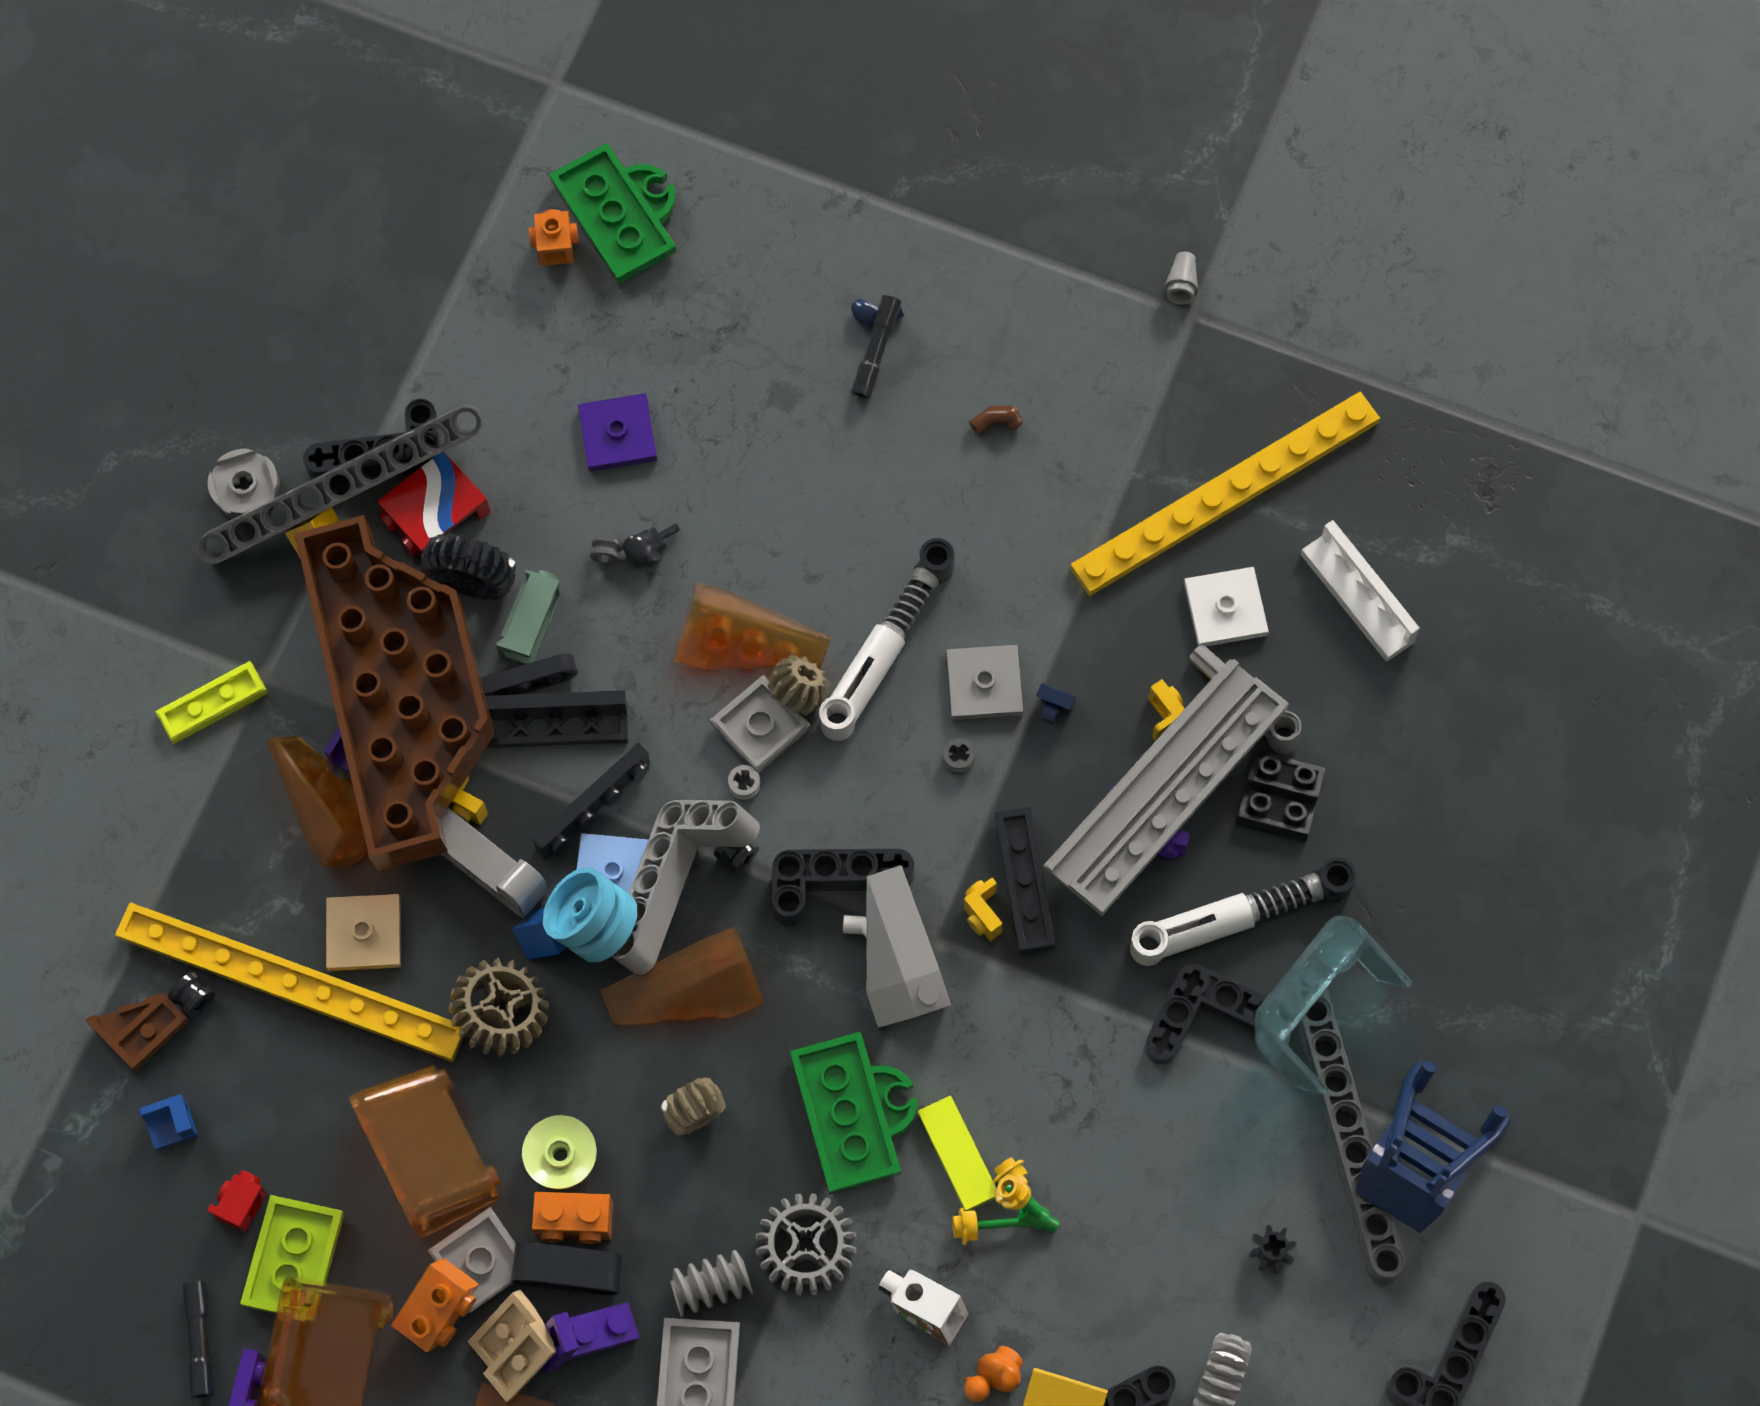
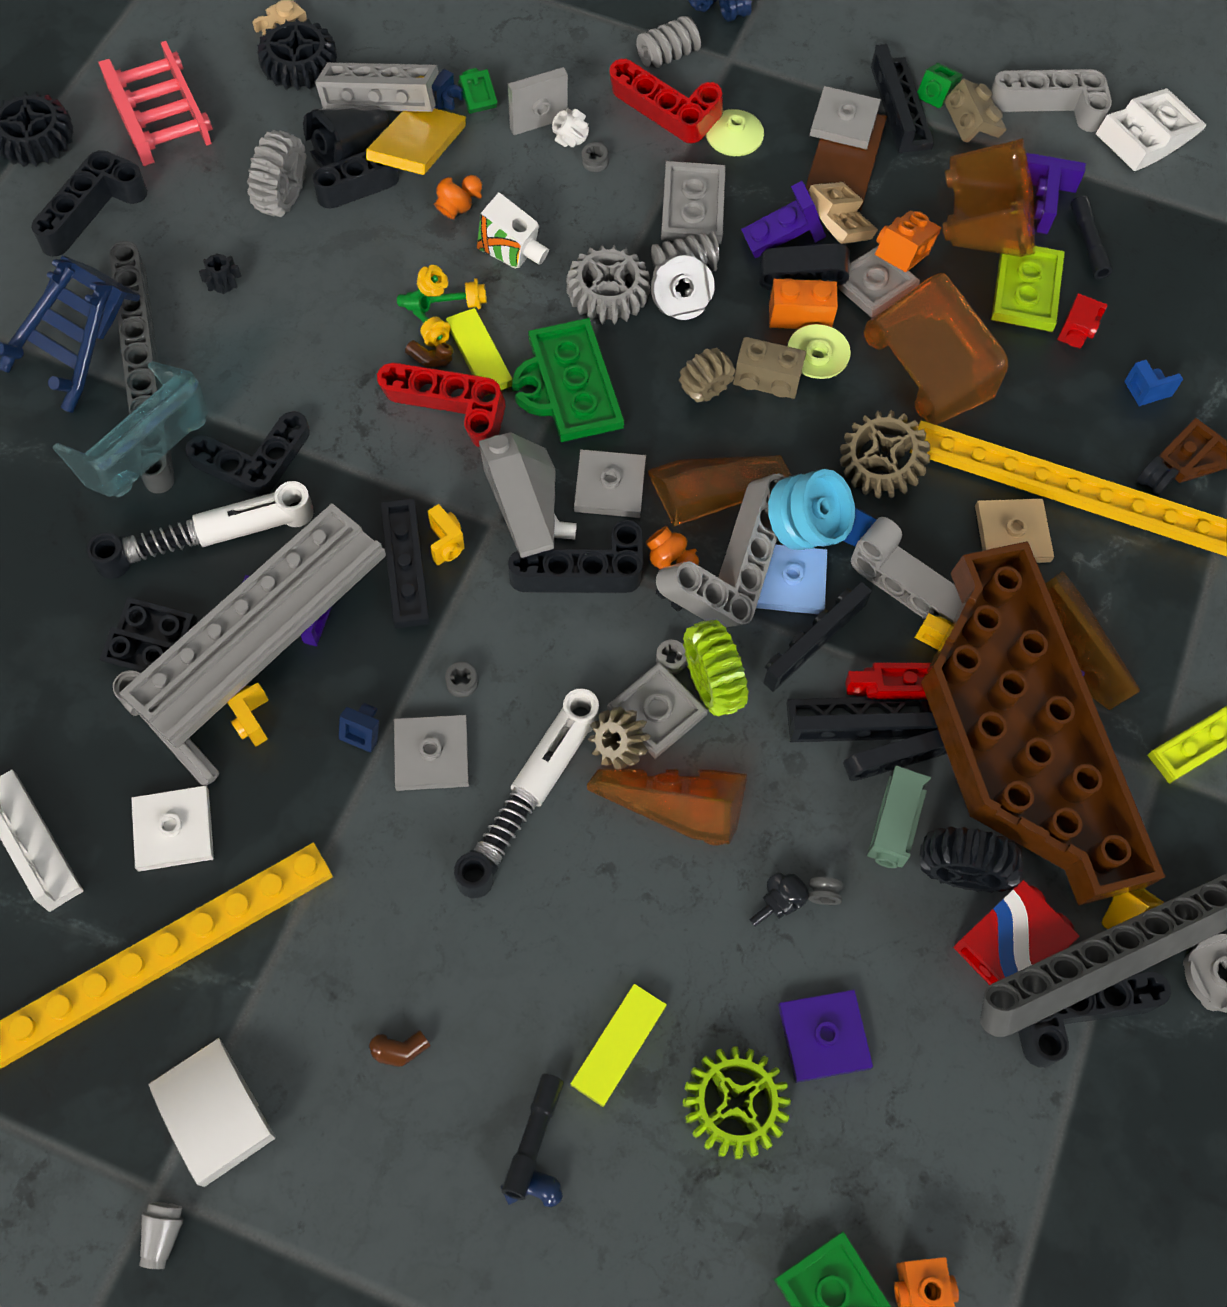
camera: 175 degrees right, 5 degrees down
(518, 755) = (888, 681): none -> red hinge
(618, 1121) = (769, 367): none -> dark tan bracket
(702, 743) = (715, 667): none -> lime gear
(717, 1231) = (696, 297): none -> plate
(719, 356) = (747, 1118): none -> lime gear
(742, 896) = (668, 547): none -> orange animal
(802, 424) = (618, 1045): none -> neon yellow tile
(805, 983) = (609, 483): none -> light grey plate
(996, 1073) = (439, 395): none -> red beam
(1012, 1143) = (430, 358): none -> reddish brown arm
(1153, 365) = (210, 1113): none -> white slope

